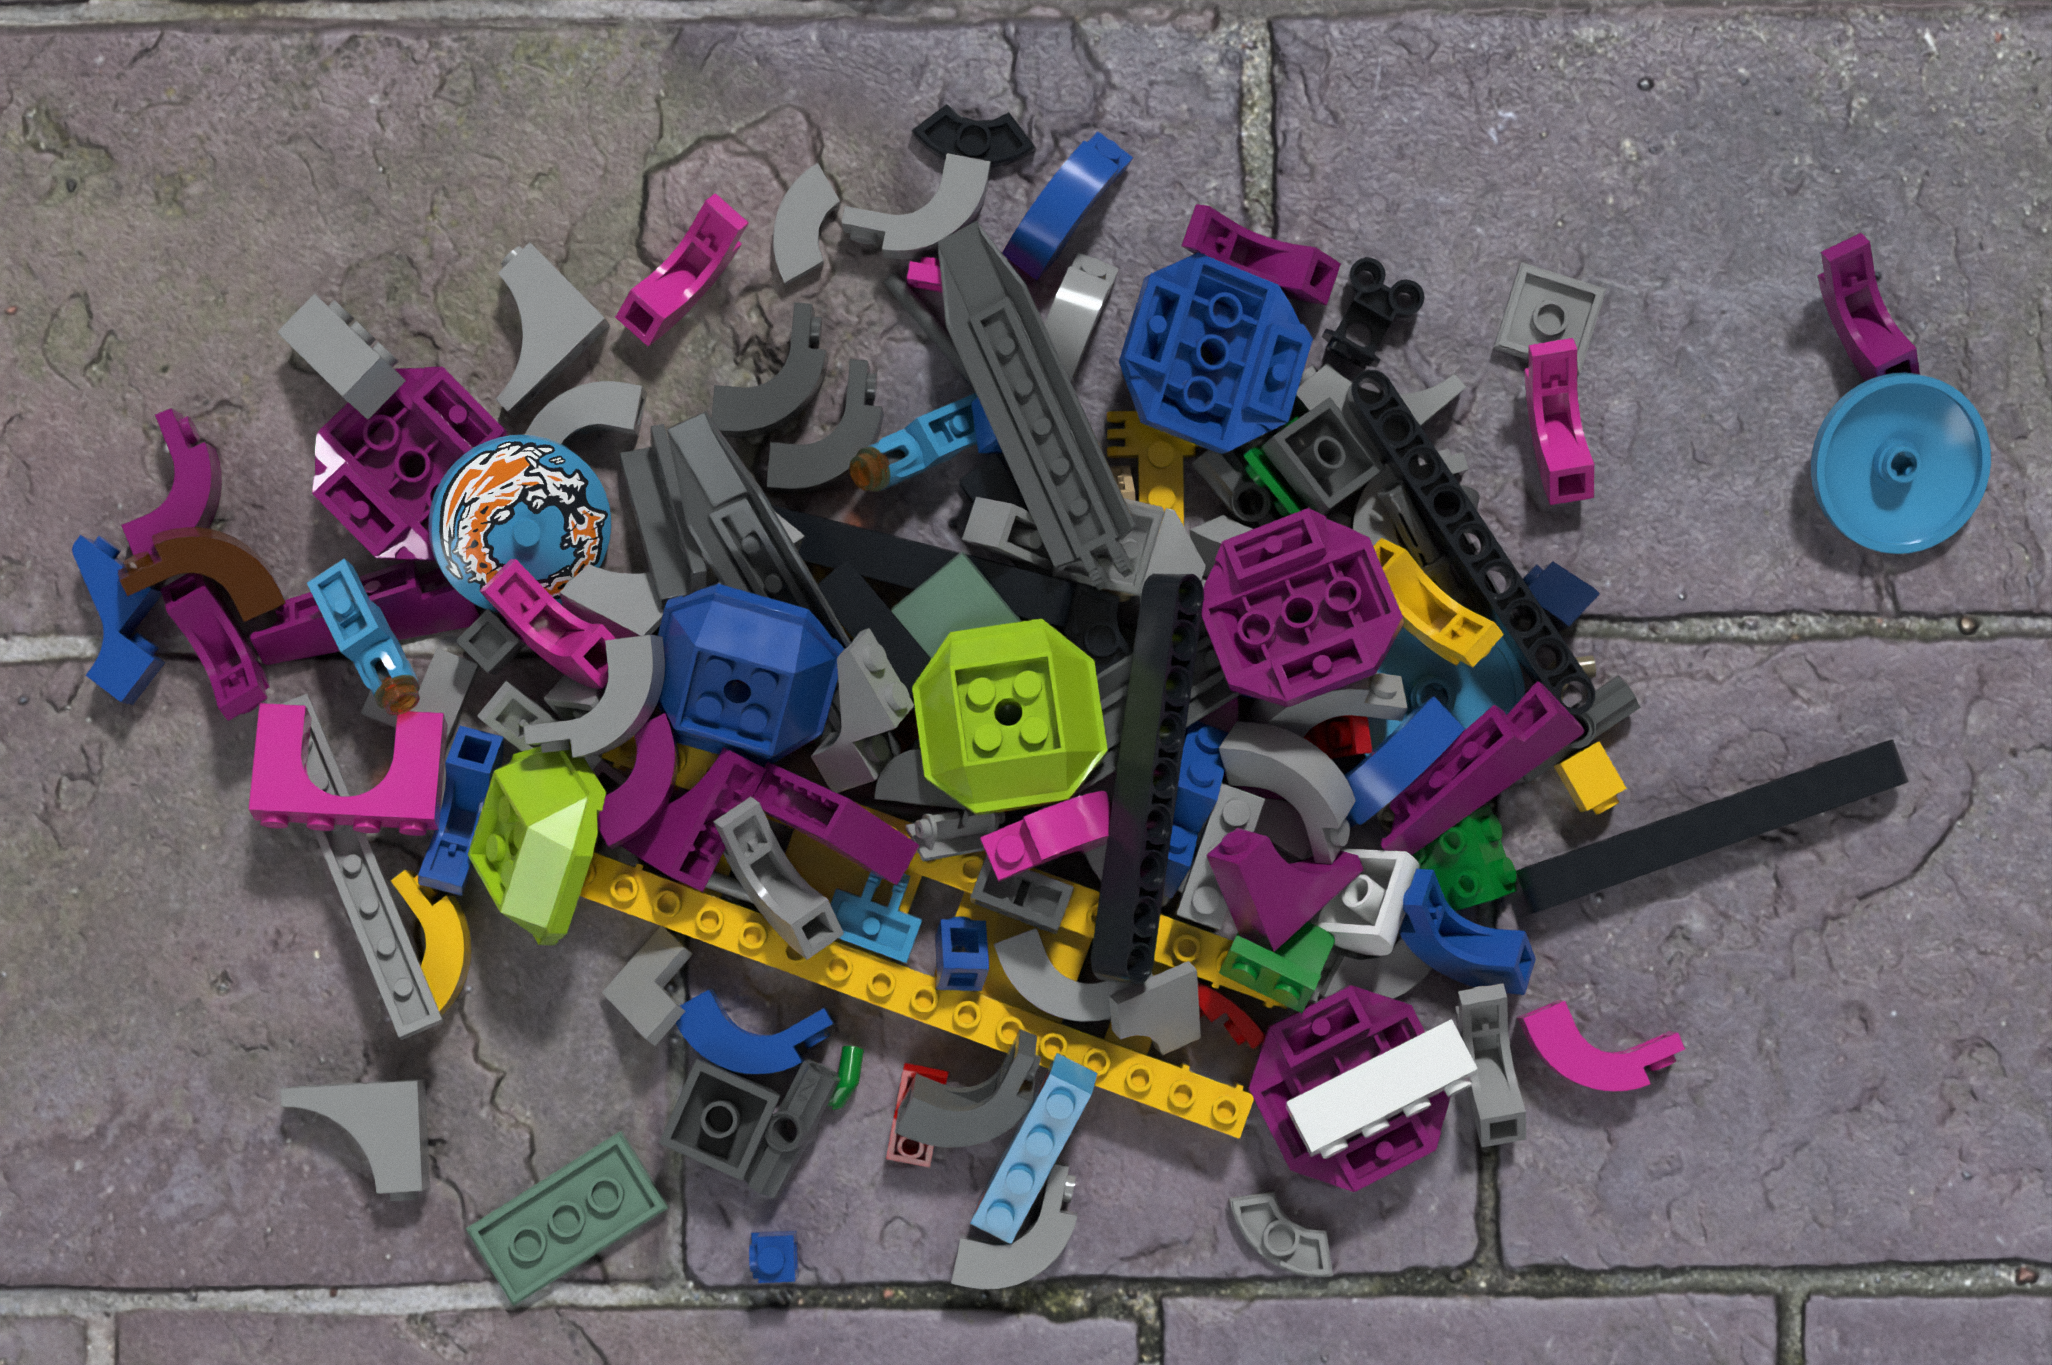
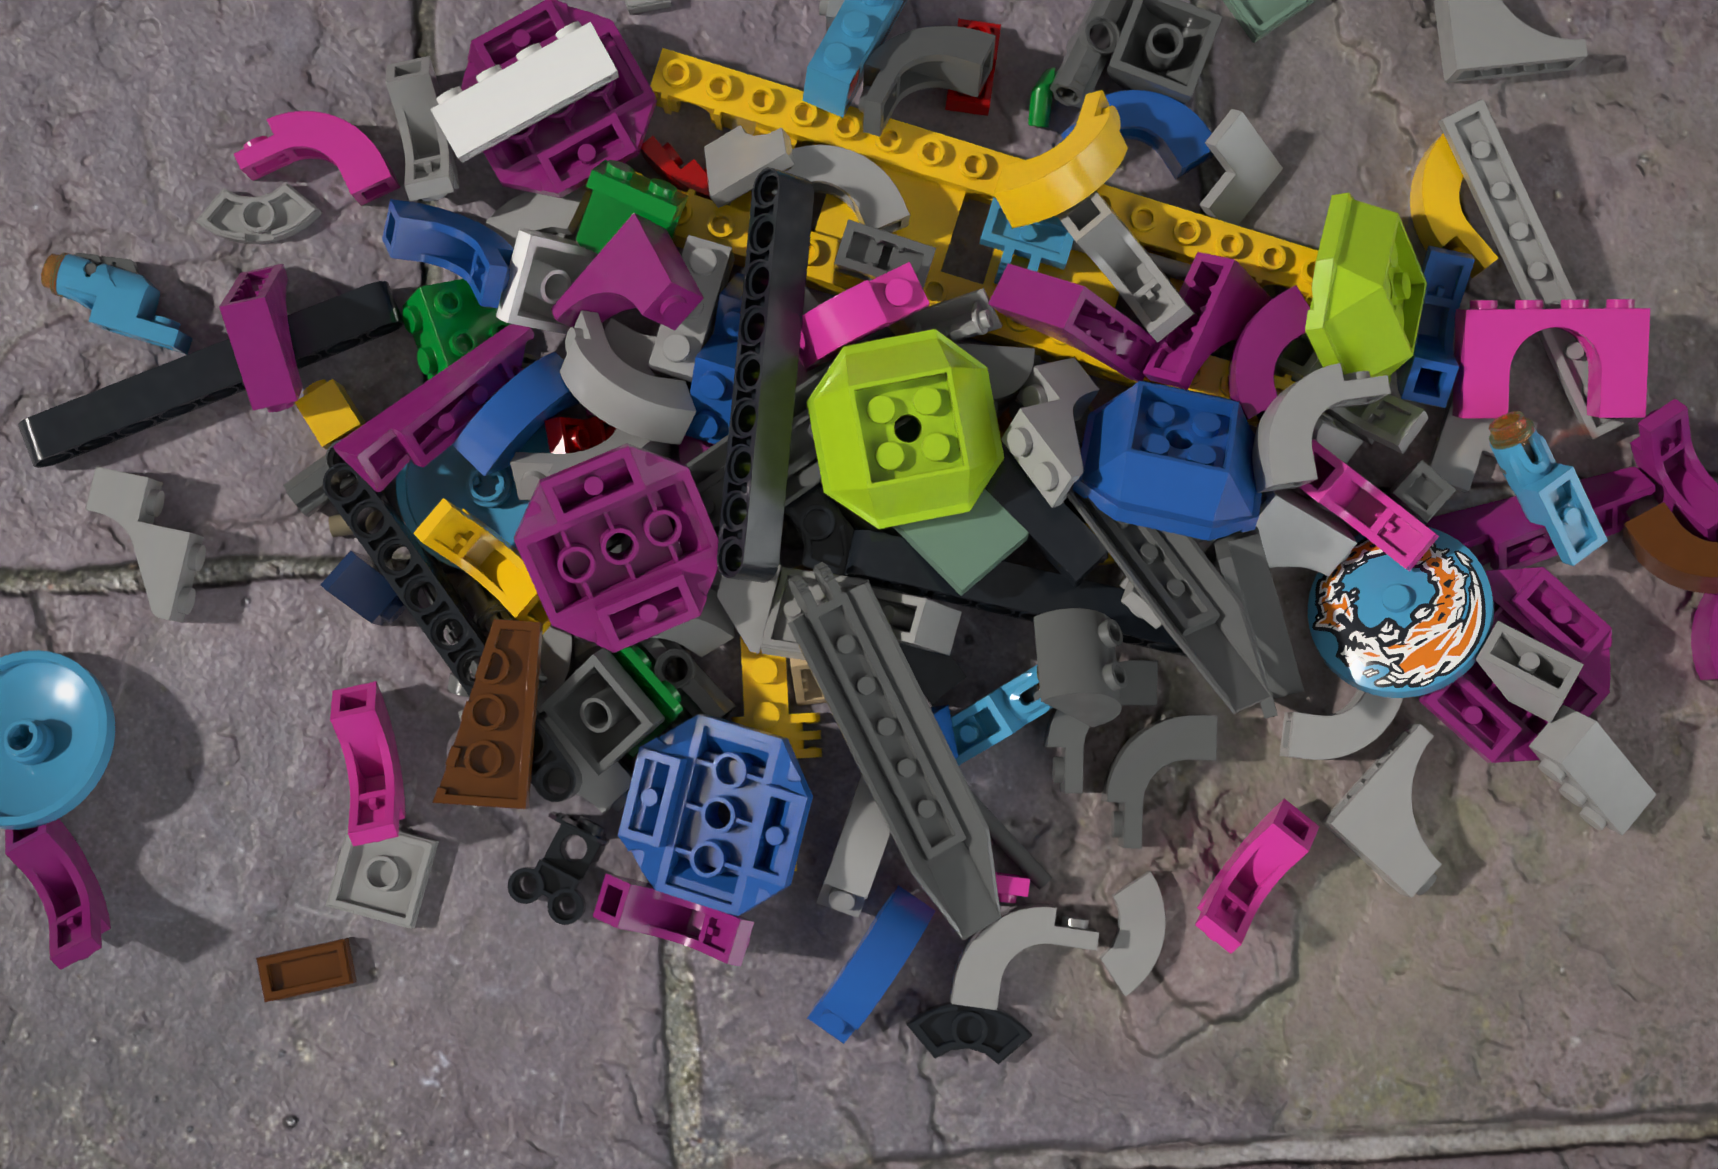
camera: 170 degrees right, 0 degrees up
(403, 452) = (1528, 671): none -> light grey slope
(827, 975) = (1068, 172): none -> yellow arch
(848, 478) = (1080, 664): none -> dark grey brick
(961, 954) = (931, 224): blue brick -> none
(1426, 440) = (497, 730): none -> reddish brown wing
(1626, 228) = (306, 969): none -> reddish brown tile
(1657, 856) = (261, 337): none -> magenta arch
(1661, 989) = (259, 218): none -> light grey tile
(1762, 646) = (164, 555): none -> light grey arch
(1804, 911) = (117, 296): none -> dark azure plate

